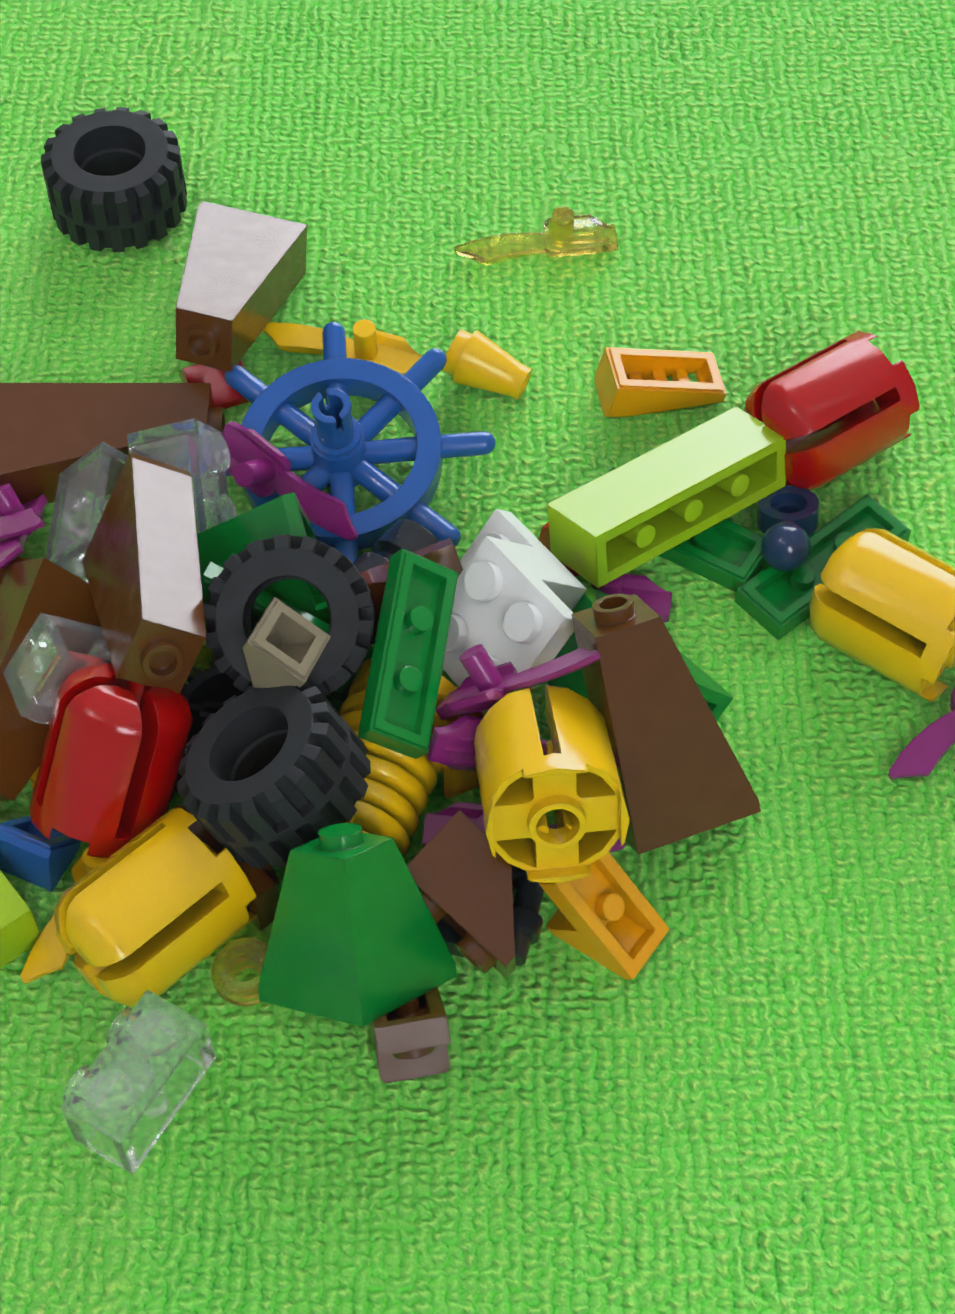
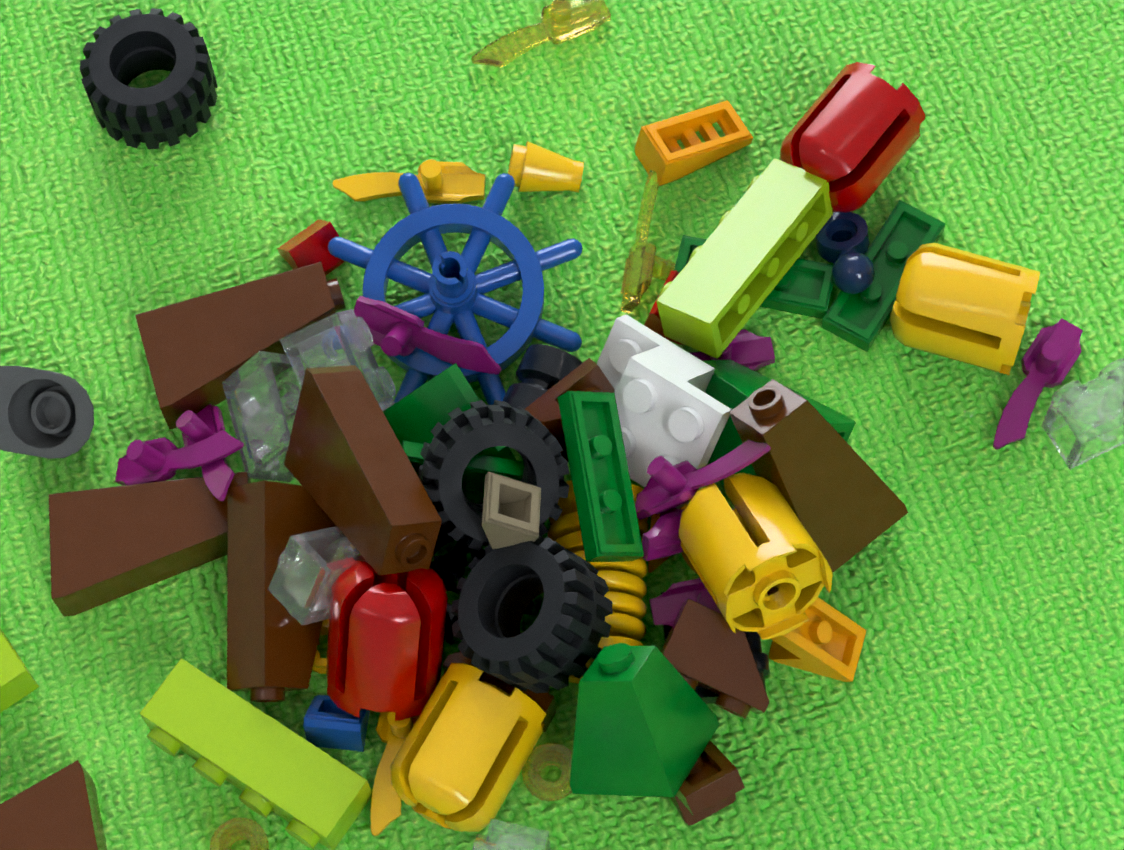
camera: 15 degrees left, 10 degrees up
(234, 282) = (300, 154): slope -> none
(556, 477) = (642, 262): none -> clear yellow piece

